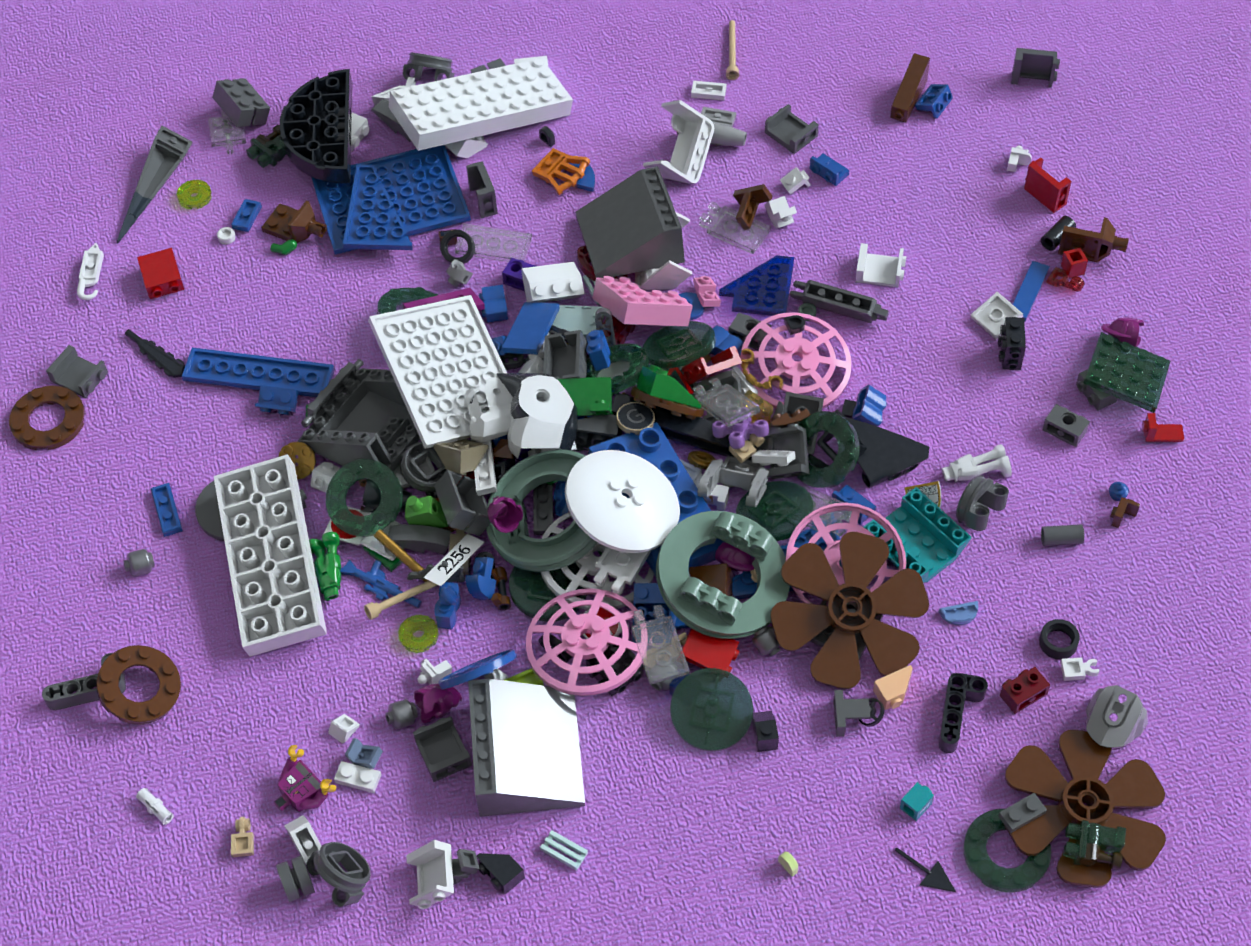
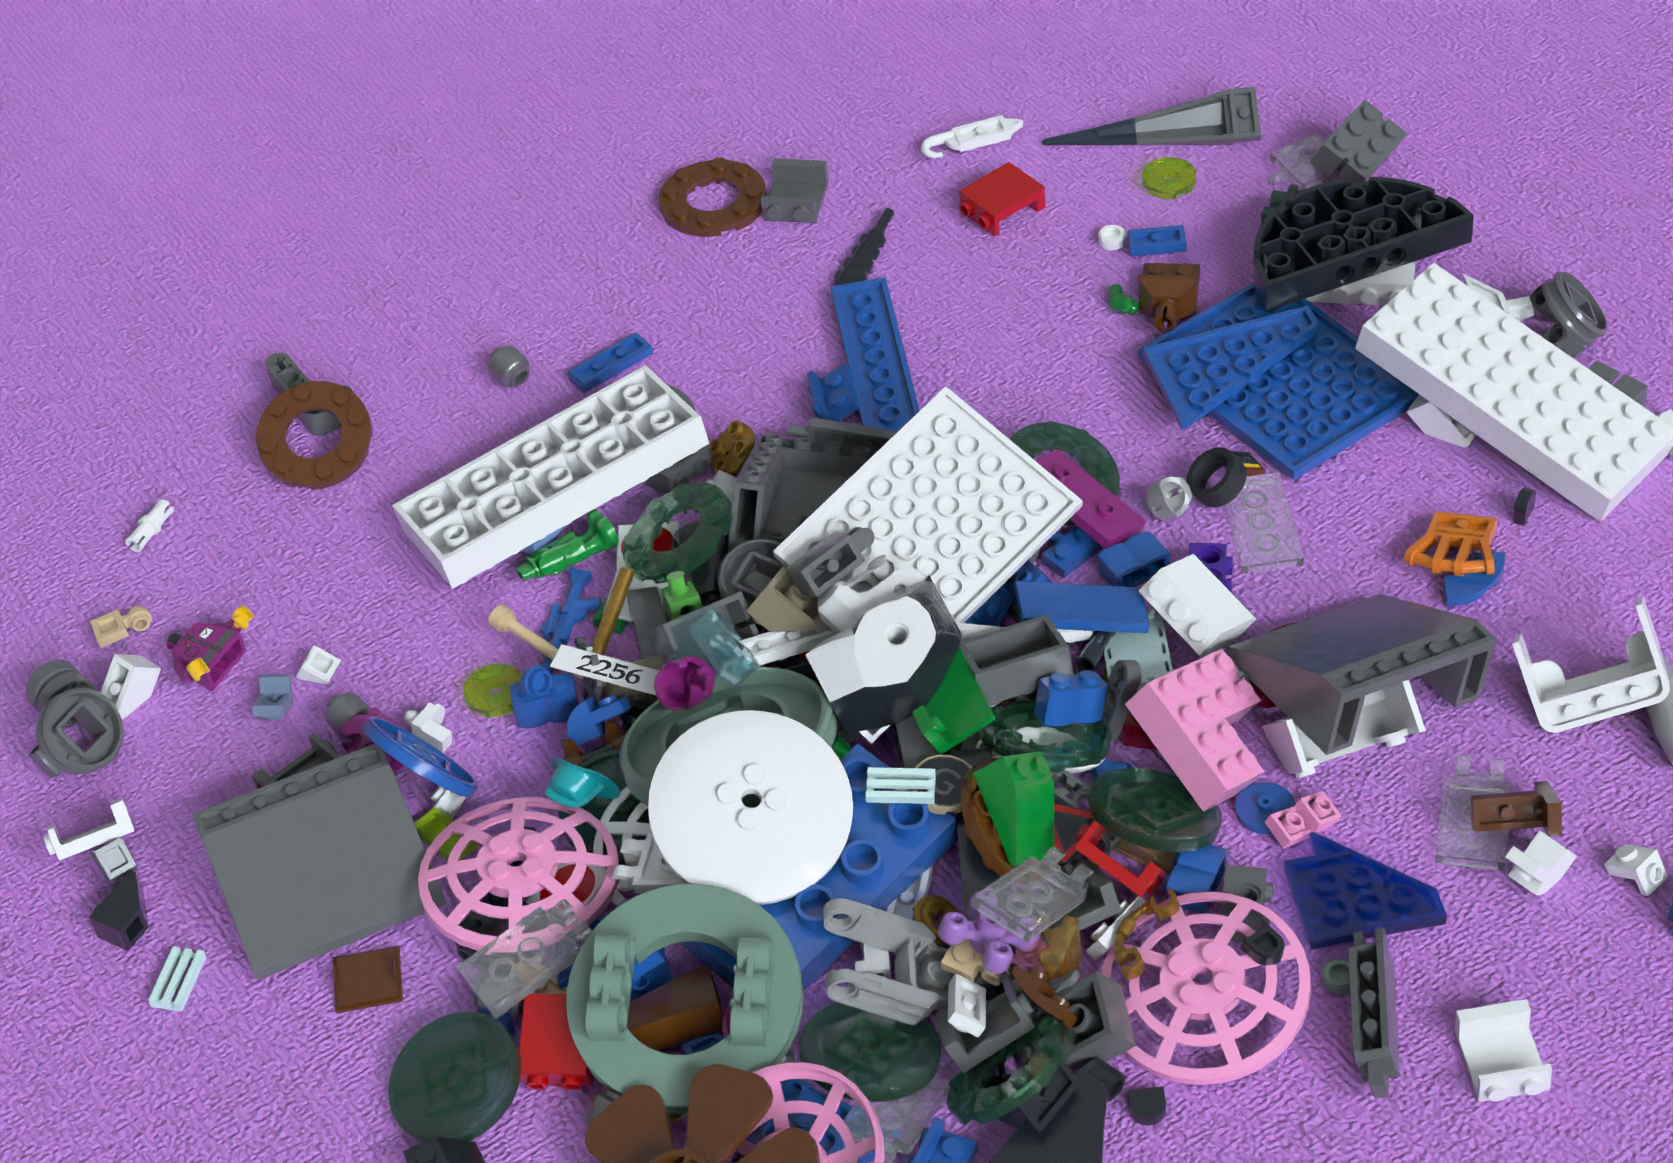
camera: 75 degrees right, 10 degrees down
(357, 777) = (239, 713): white plate -> none
(457, 417) = (830, 560): none -> dark grey brick
(479, 179) = (1349, 467): dark grey panel -> none
(500, 486) = (722, 647): none -> clear light blue brick
(539, 596) = (577, 786): none -> teal piece
(609, 747) = (367, 979): none -> reddish brown piece
(635, 418) = (901, 780): none -> light aqua tile
(869, 406) = (1154, 1124): blue brick -> none

